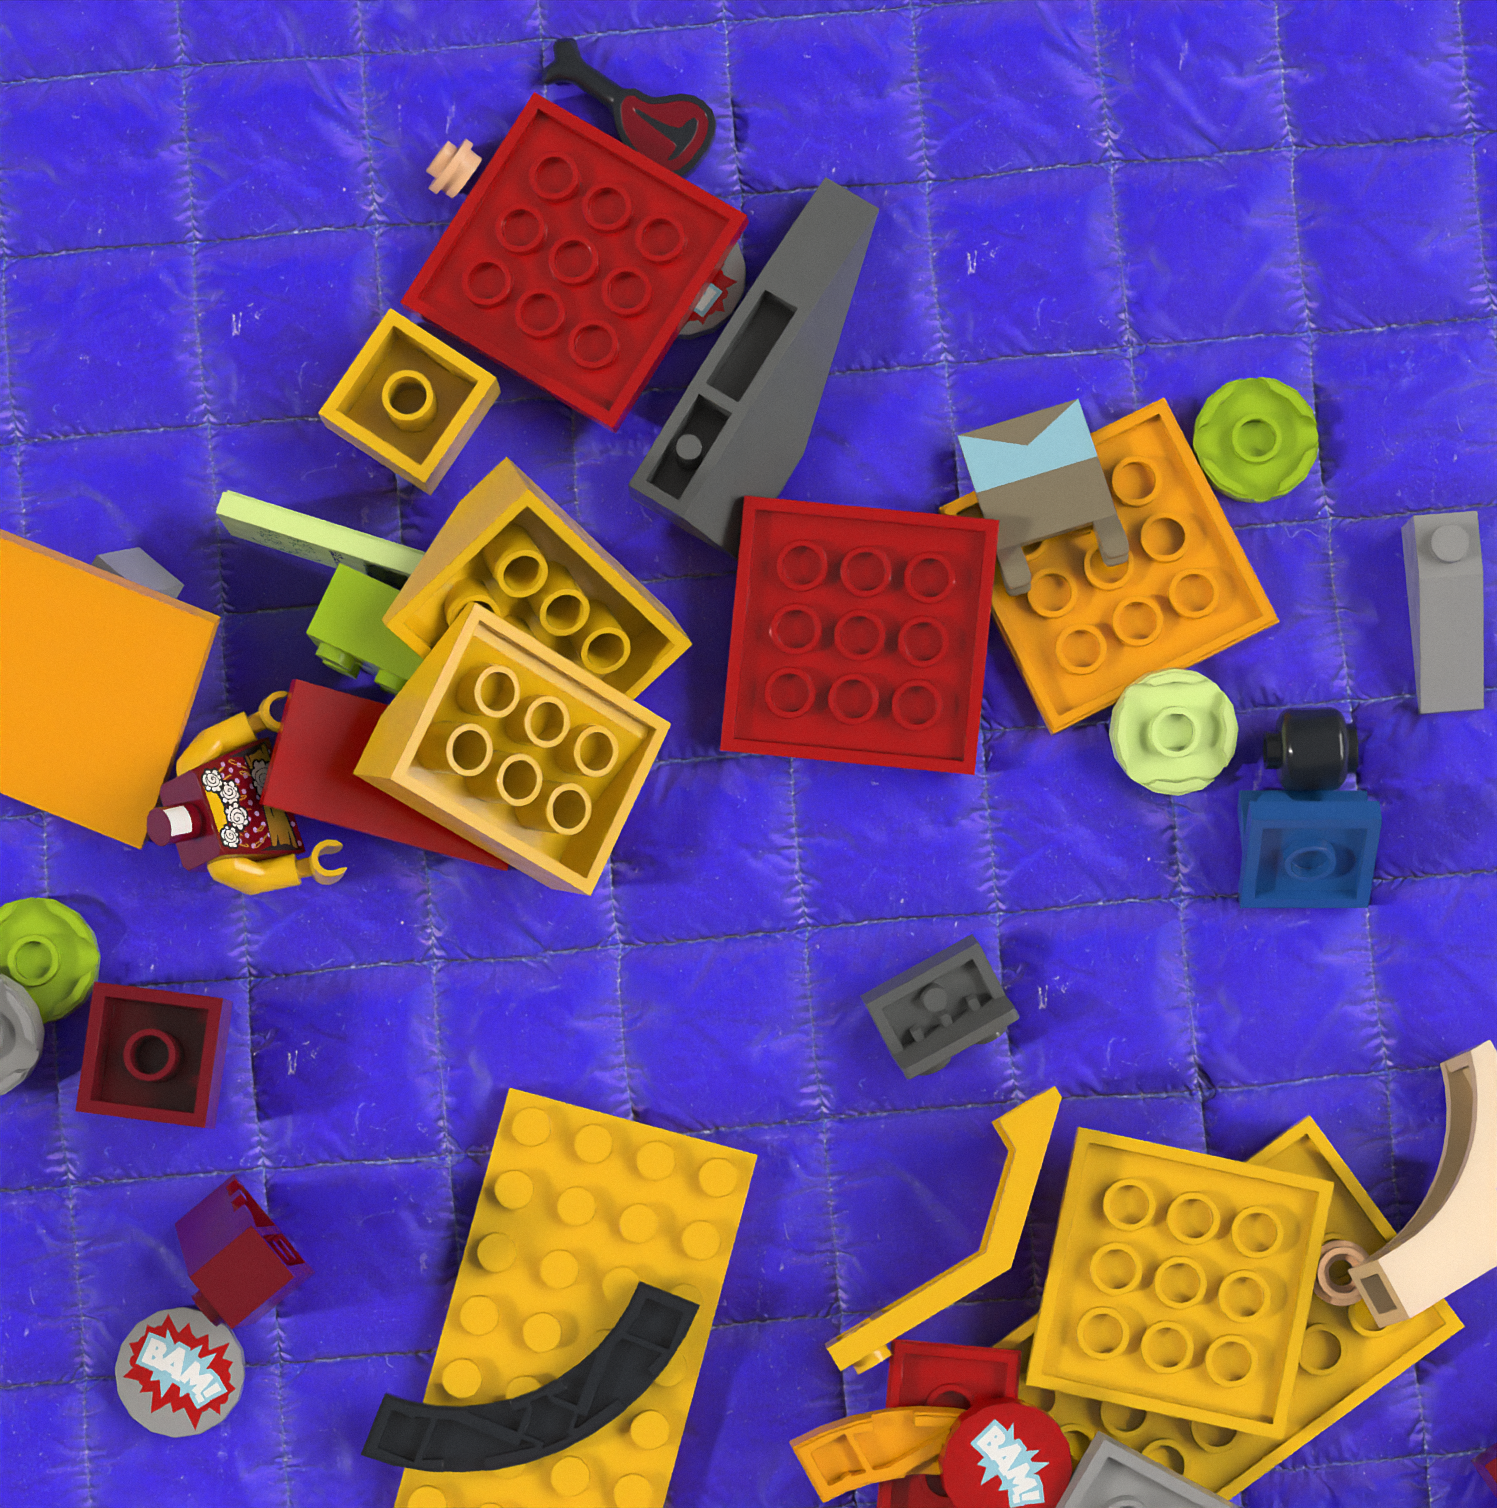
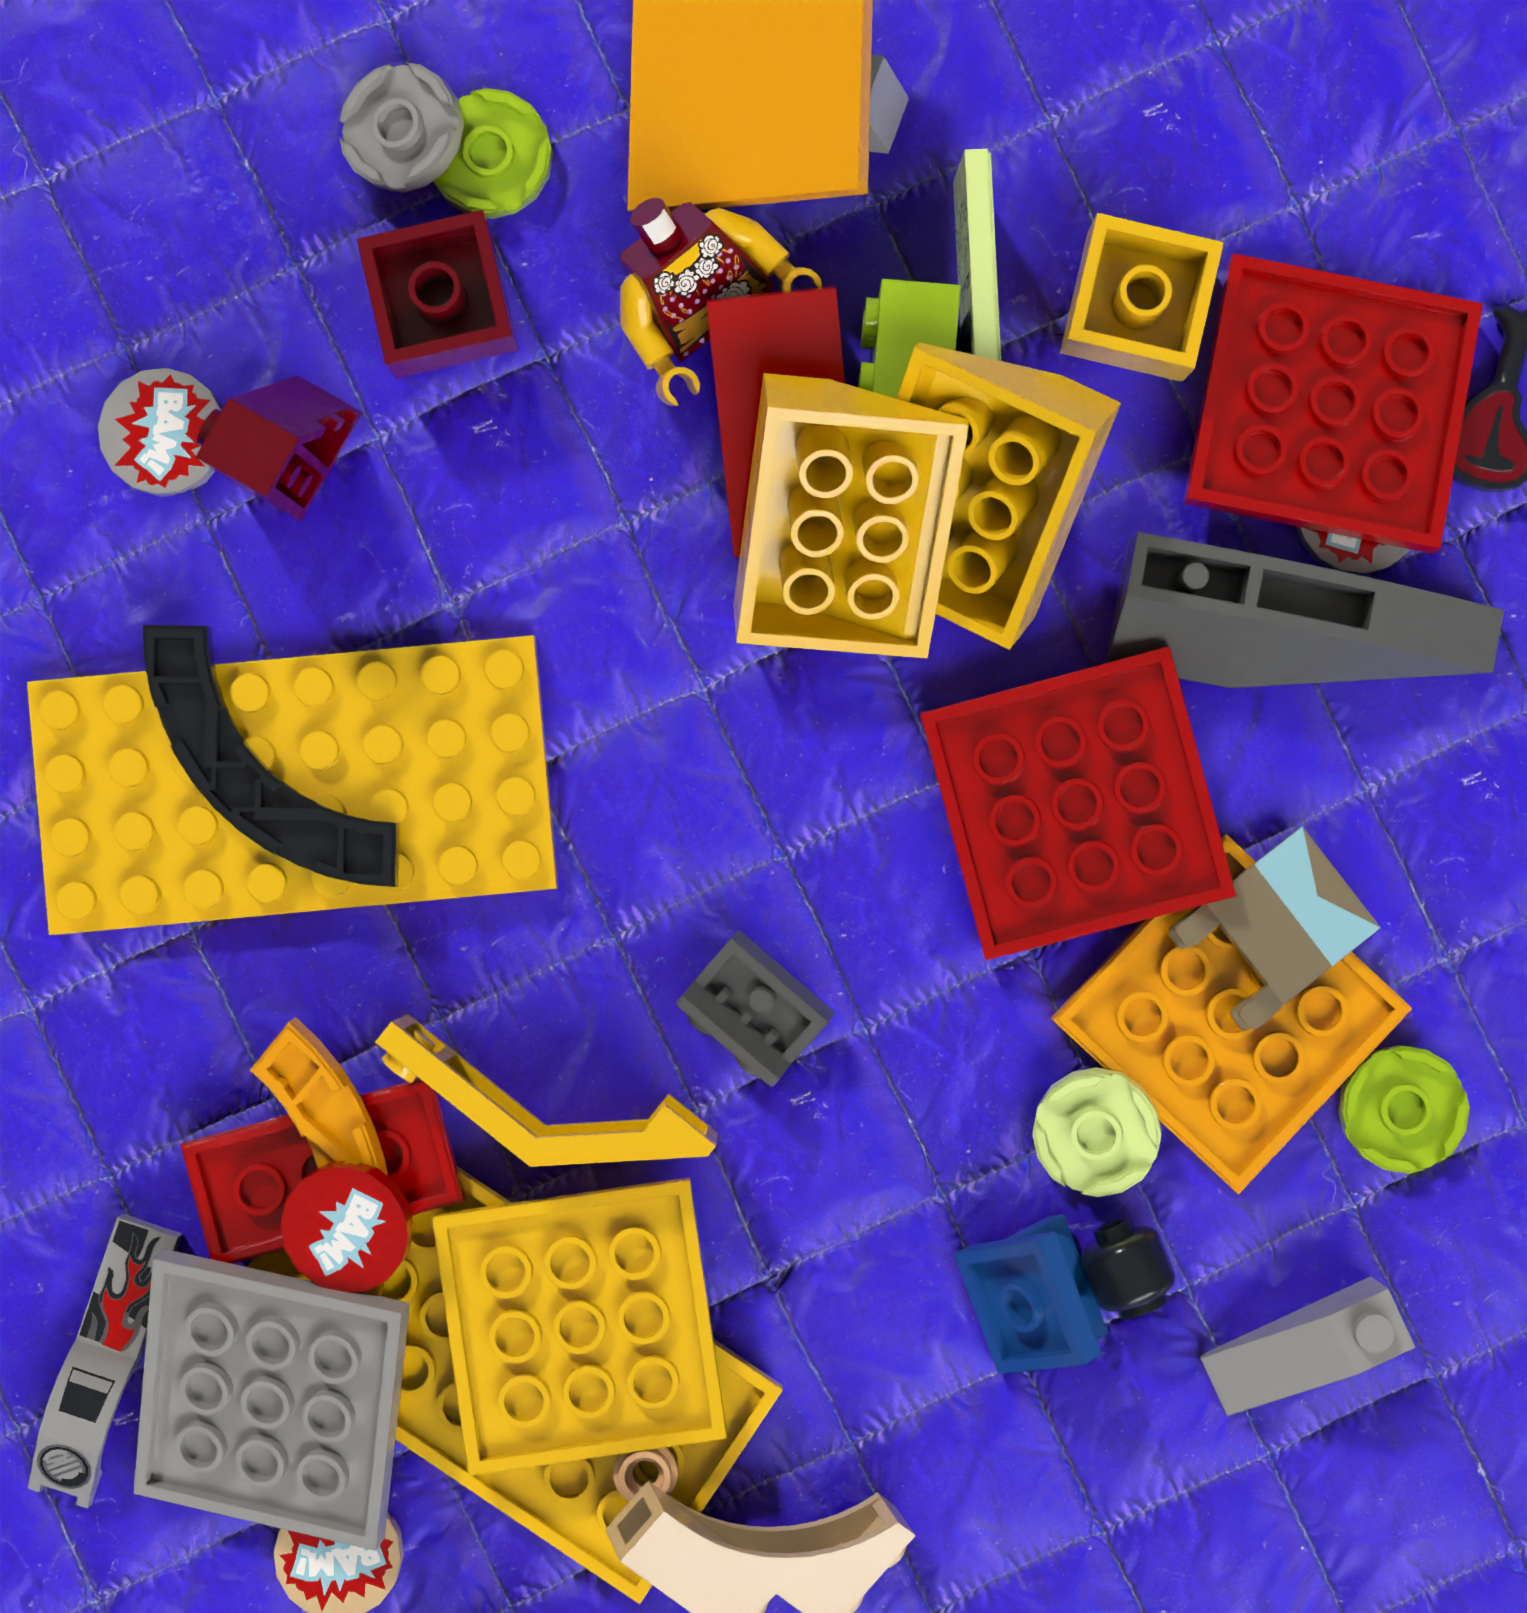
camera: 70 degrees right, 5 degrees up
(453, 167) = (1380, 254): light nougat plate -> none

